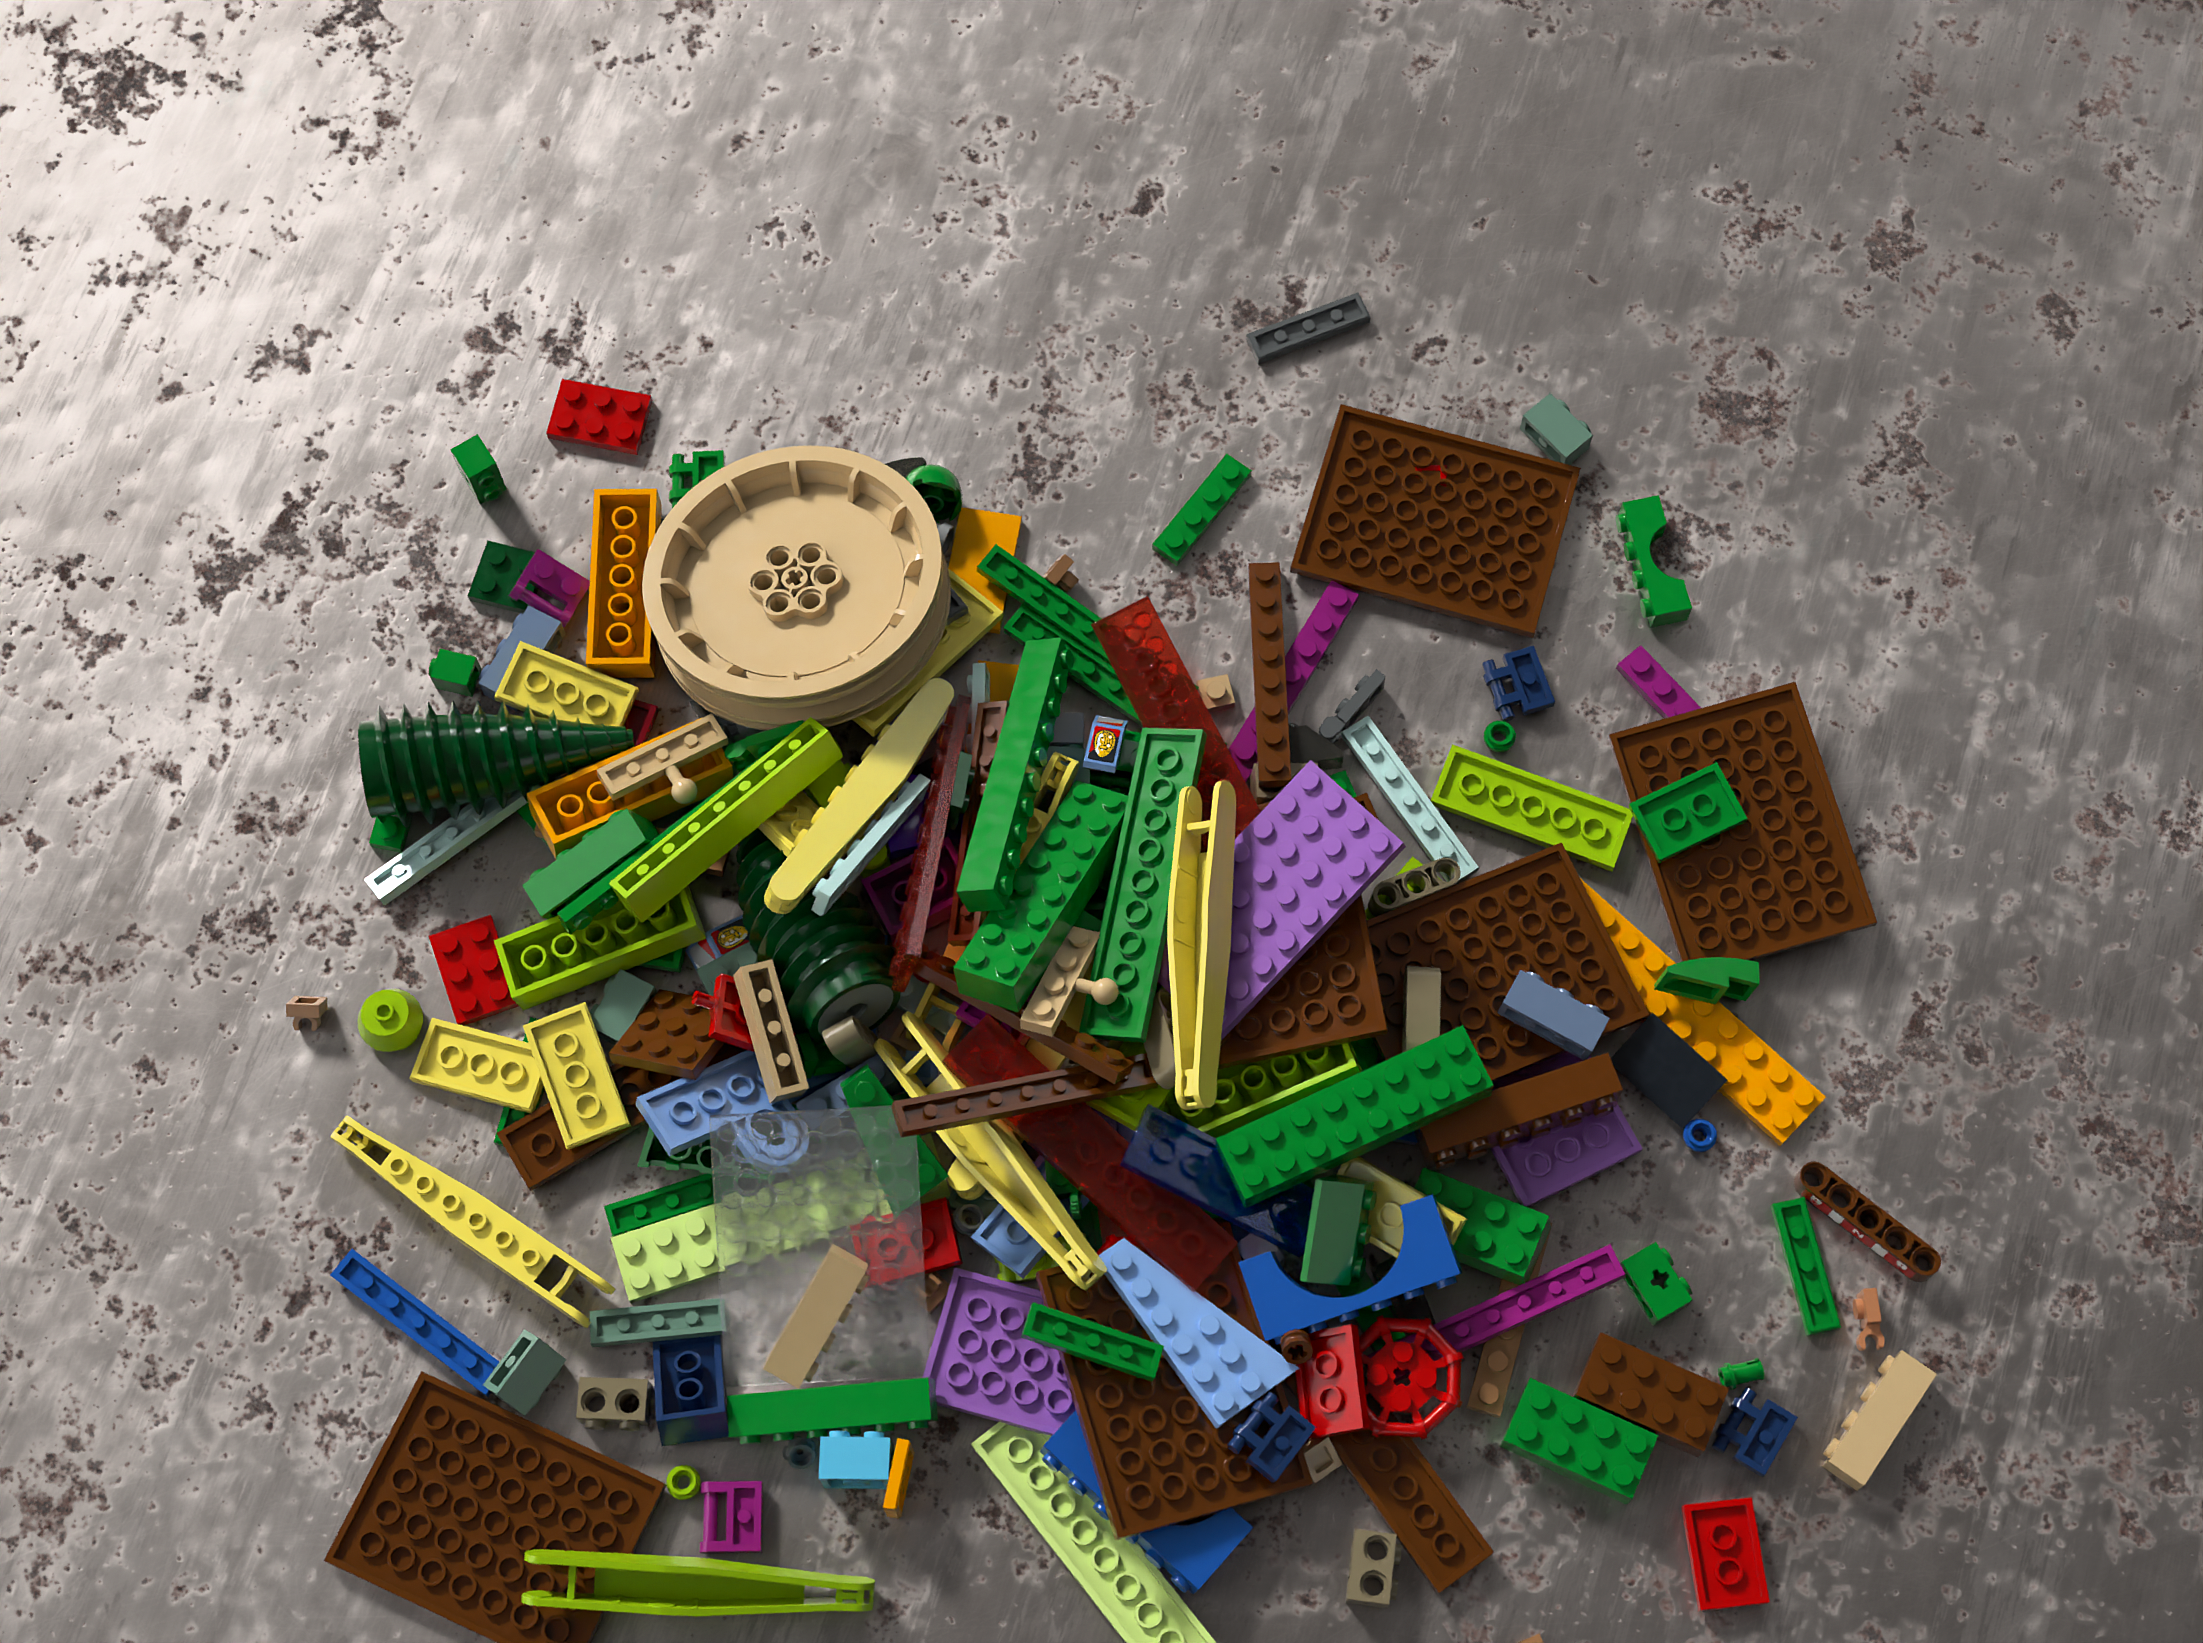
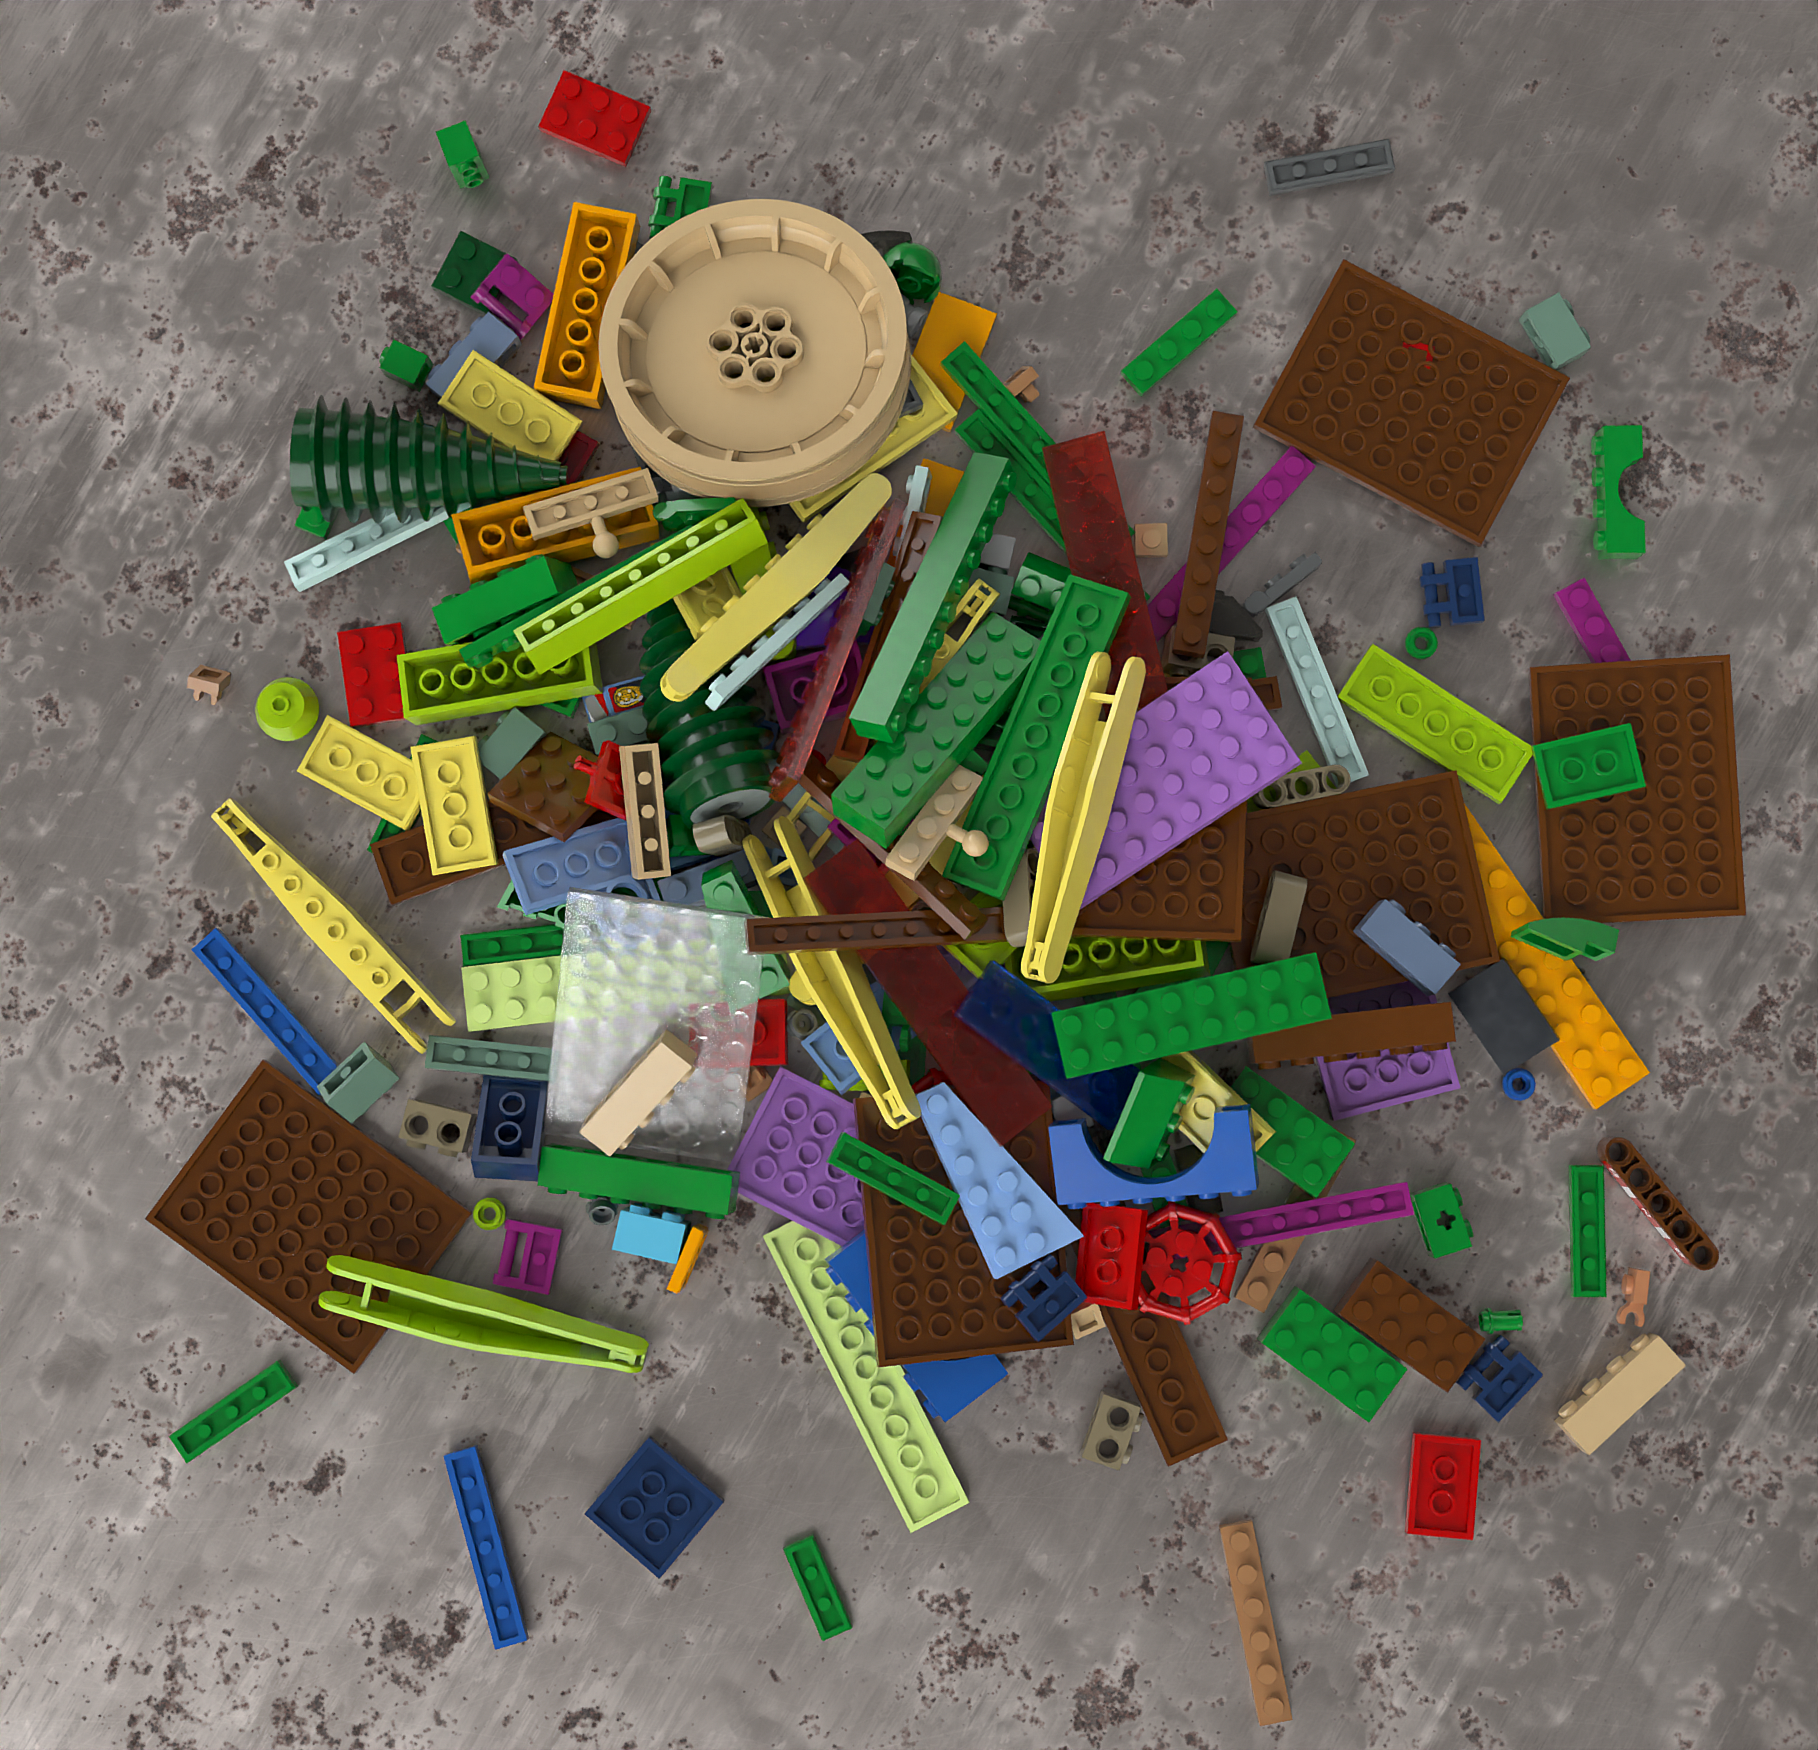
camera: 15 degrees right, 15 degrees up
(1105, 744) = (1029, 578): slope -> none
(1293, 1338) = (1086, 1217): reddish brown bush -> none

